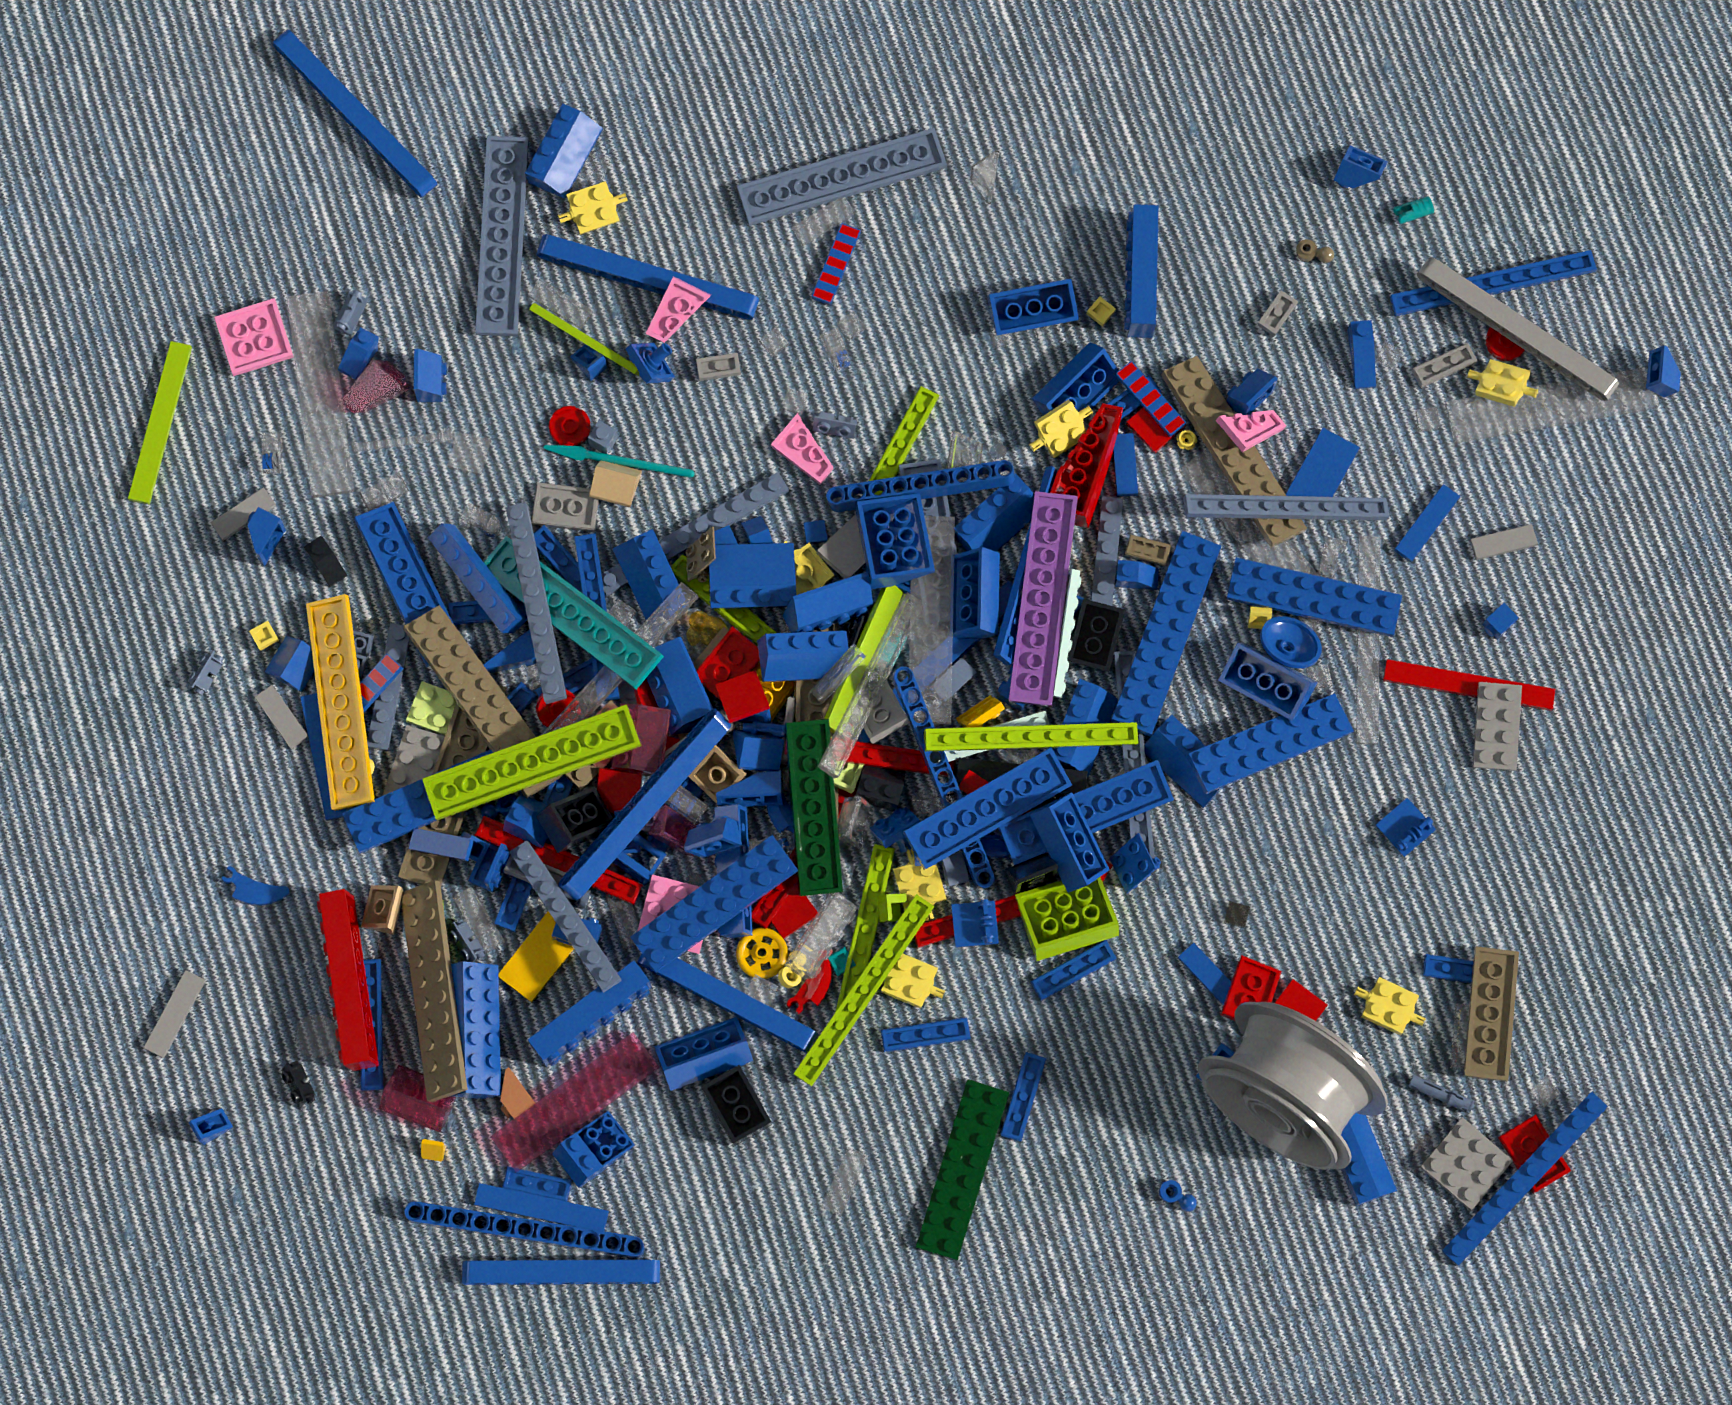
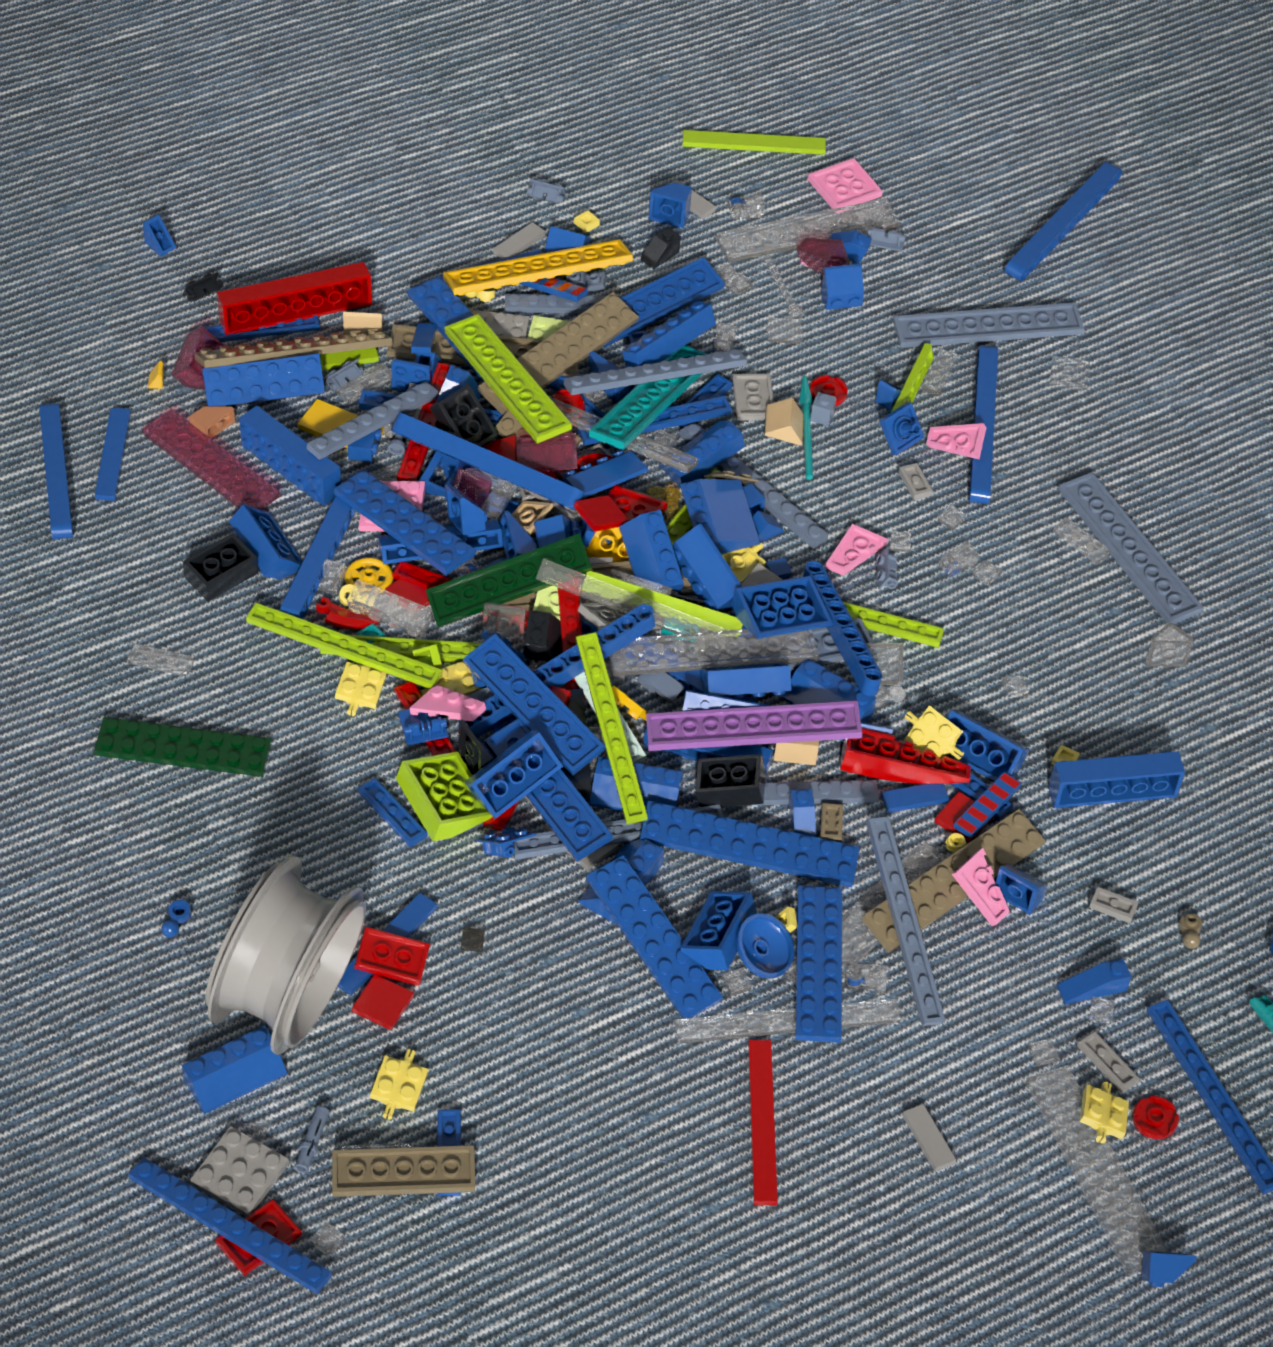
camera: 80 degrees right, 25 degrees down
(174, 1014) = (252, 210): light grey tile -> none
(254, 892) = (364, 243): blue piece -> none
(514, 1225) = (91, 443): blue beam -> none
(537, 1184) = (133, 450): blue tile -> none
(563, 151) = (1080, 351): slope -> none
(592, 208) = (1035, 380): light yellow plate -> none
(593, 1149) = (169, 478): blue slope -> none
(836, 264) = (1043, 555): tile -> none
(925, 1035) = (310, 705): blue tile -> none
(962, 894) = (448, 702): none -> bright pink wing
(1023, 1097) = (260, 786): blue tile -> none
(1033, 307) = (1050, 698): blue slope -> none
(1068, 624) = (692, 752): light aqua plate -> none
(1324, 466) = (963, 964): blue tile -> none
(1406, 827) = (593, 1078): blue hinge -> none
(1427, 523) = (929, 1064): blue tile -> none
(1497, 726) = (722, 1149): light grey plate -> none
(1500, 621) = (838, 1139): blue brick -> none
(1517, 329) = (1166, 1116): light grey beam -> none

